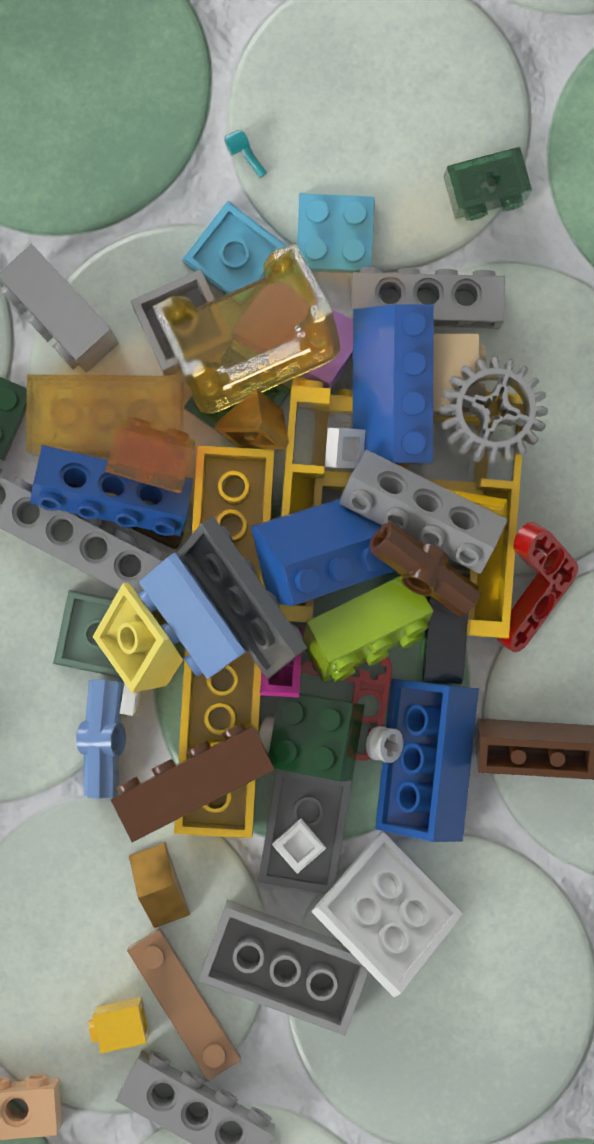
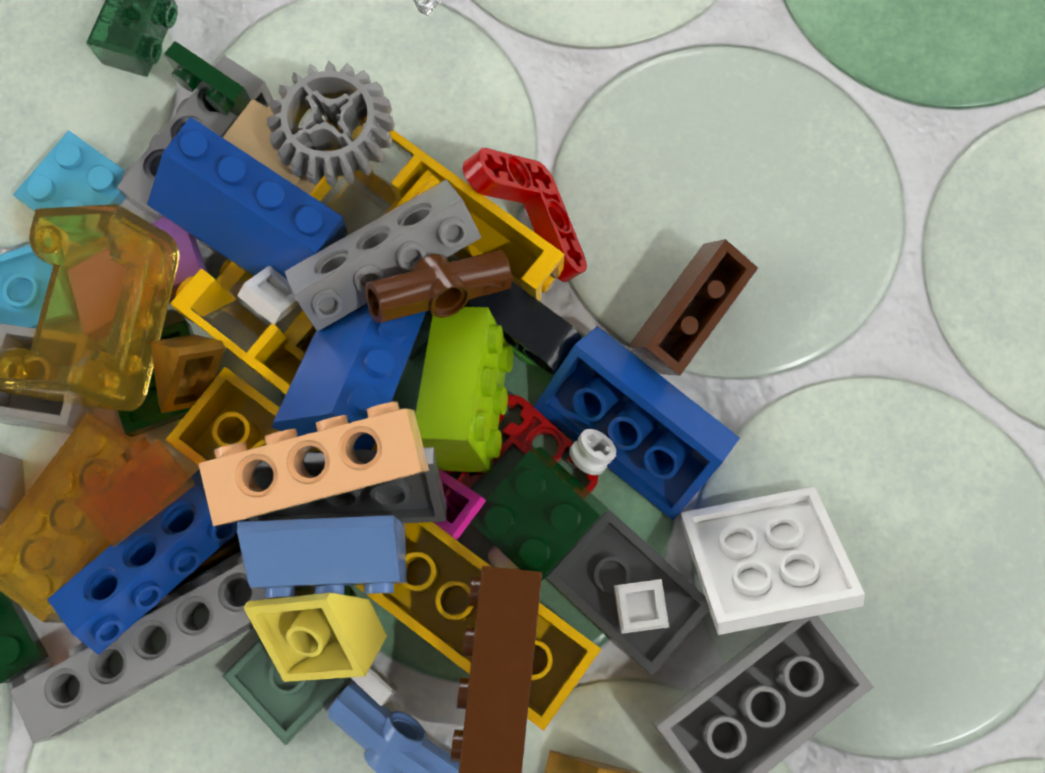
camera: 50 degrees left, 10 degrees down
(189, 548) = (236, 496): none -> light nougat brick
(473, 271) = (195, 73): none -> dark green plate

